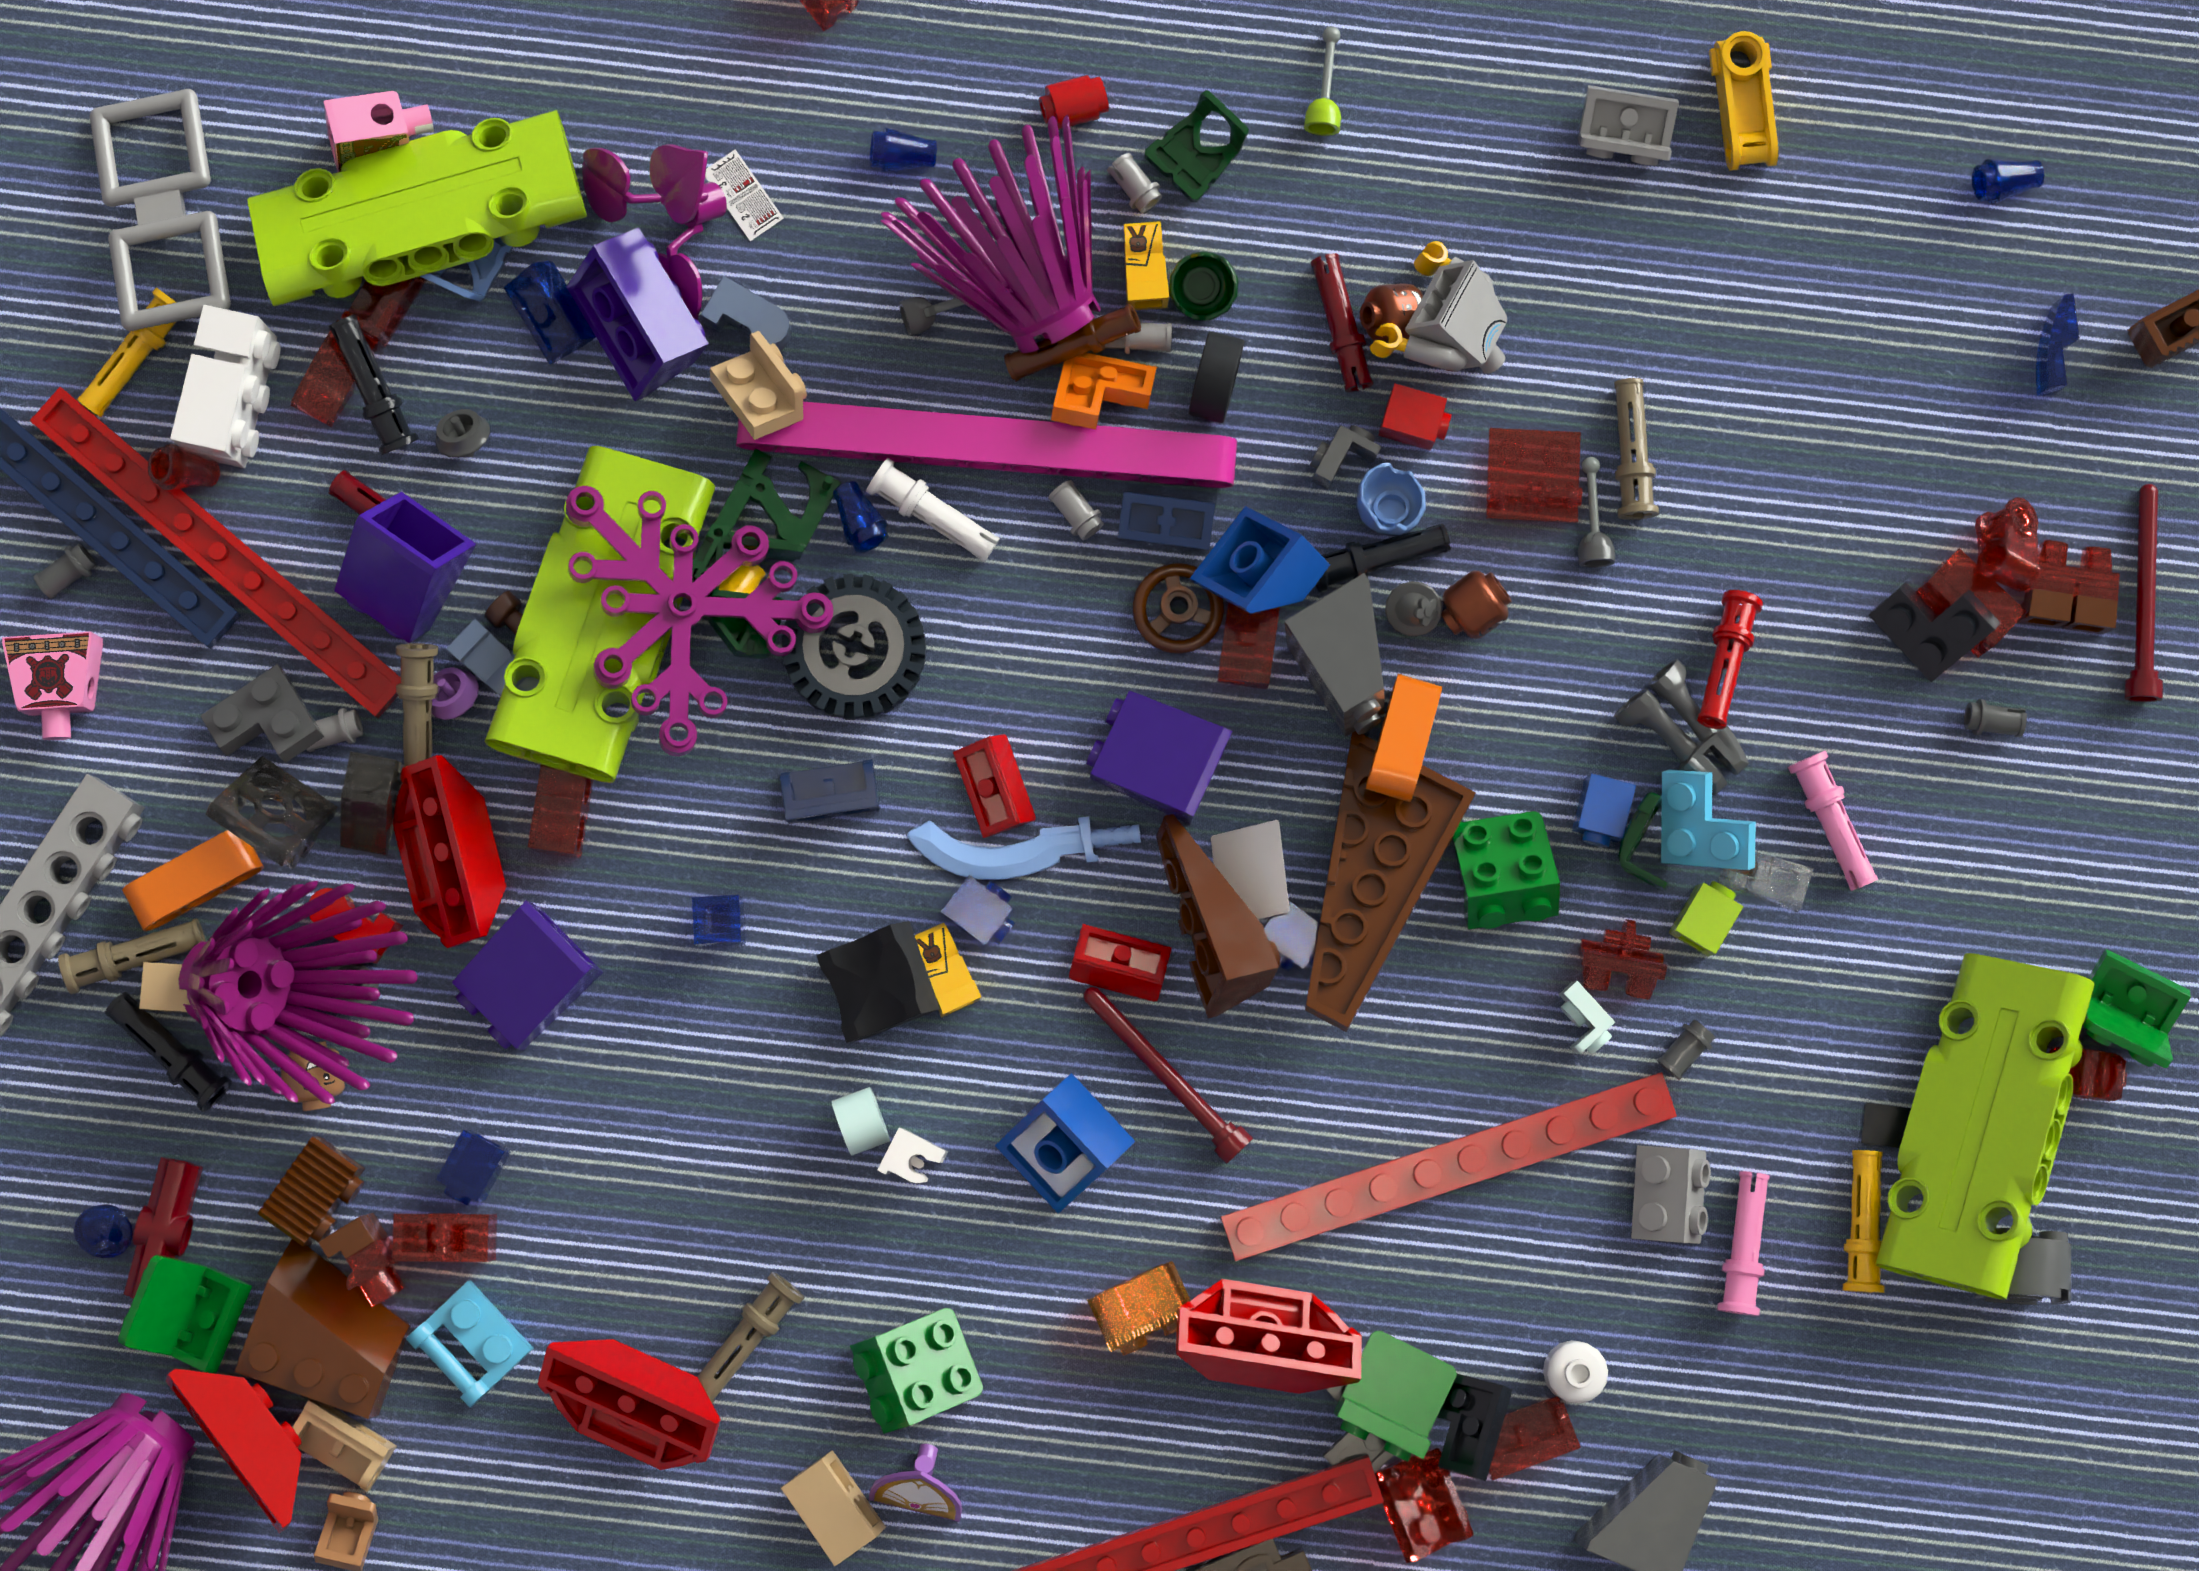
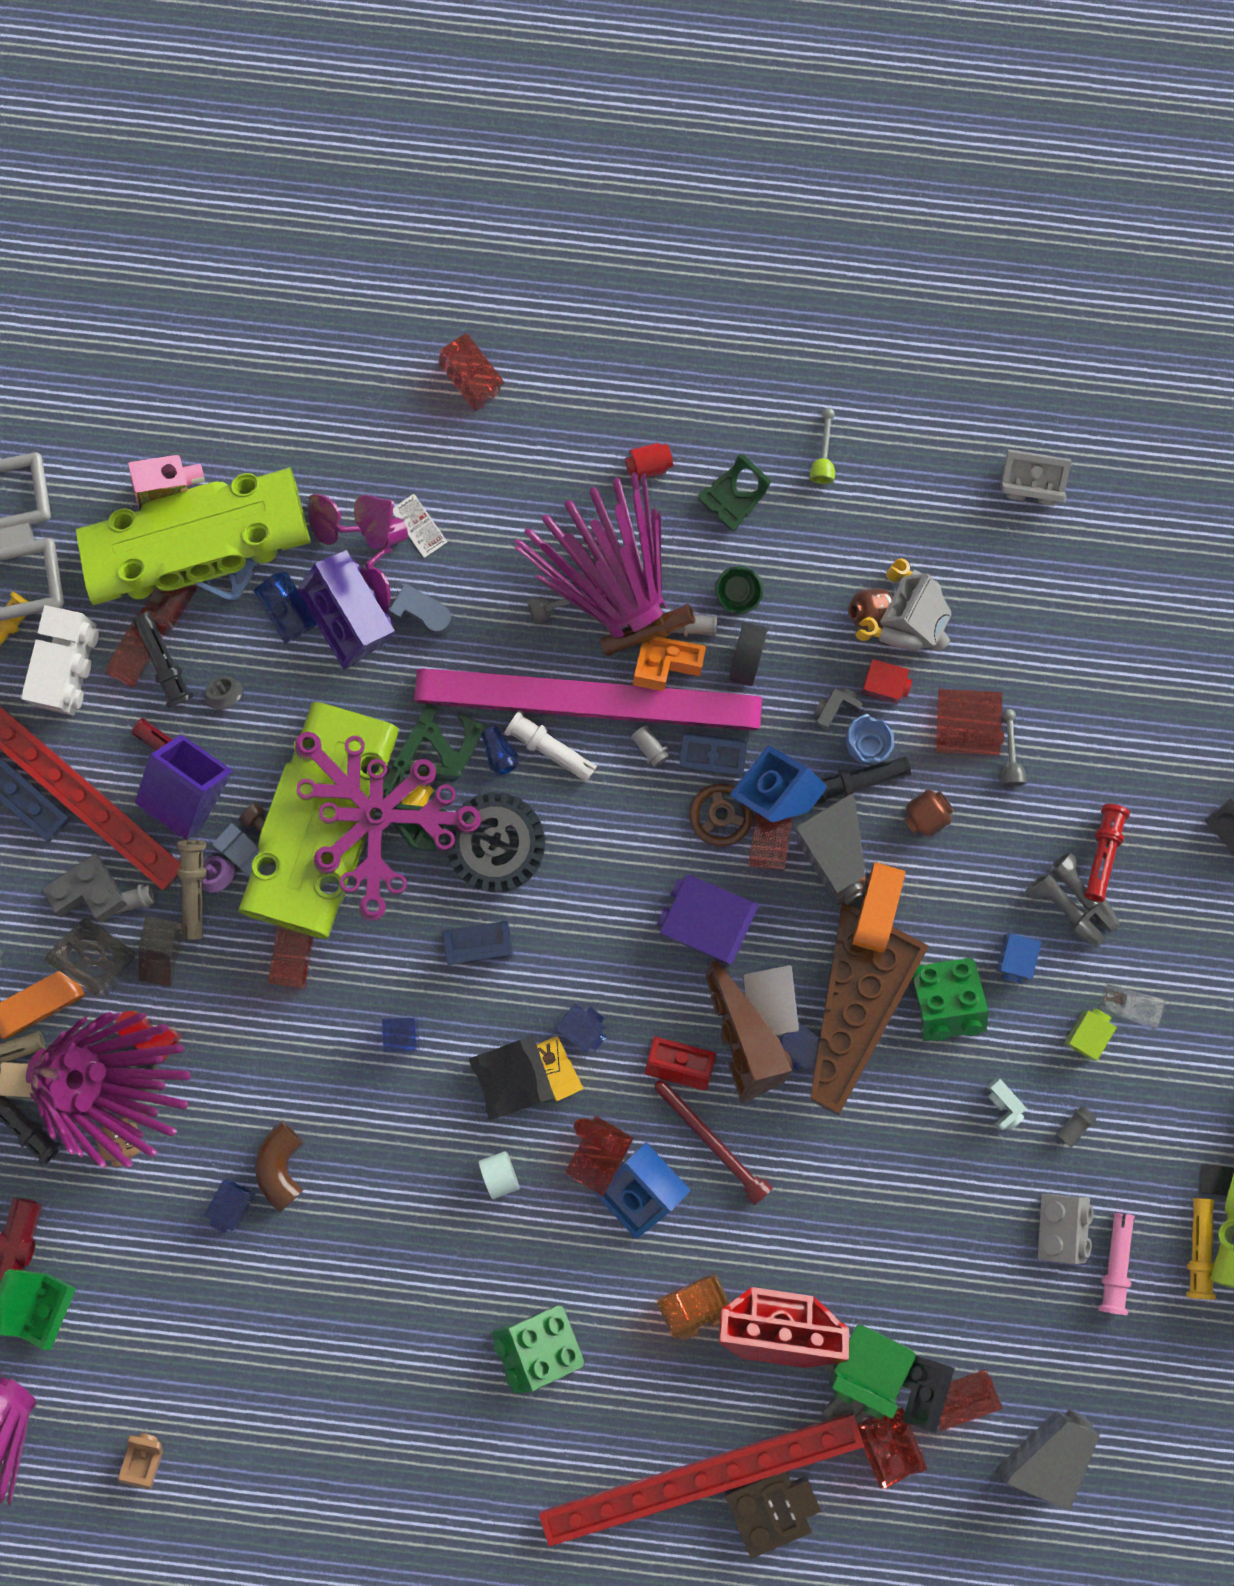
camera: 10 degrees right, 0 degrees up
(179, 468) = (28, 717): clear red cone -> none
(245, 1436) = (71, 1396): red wedge -> none
(312, 1192) = (118, 1222): reddish brown brick -> none
(322, 1337) = (125, 1324): reddish brown wedge -> none
(342, 1443) = (137, 1398): tan hinge -> none
(369, 1256) = (157, 1269): clear red hips -> none
(444, 1237) = (209, 1255): clear red brick -> none
(447, 851) = (213, 986): red wedge -> none
(482, 1333) = (237, 1323): medium azure plate -> none
(524, 977) = (266, 1073): dark purple slope -> none
(534, 1111) = (272, 1166): none -> reddish brown cylinder
(630, 1401) = (339, 1371): red wedge -> none
(760, 388) = (430, 662): tan bracket -> none
(764, 1324) = (431, 1313): dark tan pin -> none
(833, 1508) = (479, 1446): tan hinge -> none
(900, 151) = (528, 495): clear blue cone -> none
(902, 1156) = (531, 1200): white hinge -> none
(918, 1489) = (538, 1434): shield -> none
(994, 785) = (592, 938): red slope -> none
(1003, 1090) = (598, 1153): none -> clear red hinge
(1018, 858) = (608, 990): light blue sword -> none
(1135, 183) = (691, 517): light grey pin -> none
(1145, 266) = (698, 576): yellow leg -> none
(1341, 321) = (835, 615): dark red pin -> none
(1413, 608) = (885, 816): dark grey hat -> none
(1448, 1166) = (909, 1207): plate -> none
(1575, 1371) = (998, 1354): white head -> none
(1630, 473) = (1037, 666): dark tan pin -> none
(1633, 835) = (1041, 972): dark green piece -> none
(1642, 966) = (1031, 1059): clear red hips -> none
(1692, 834) = (1079, 973): medium azure plate -> none
(1745, 101) = (1118, 460): yellow piece -> none
(1825, 799) = (1174, 951): bright pink pin -> none

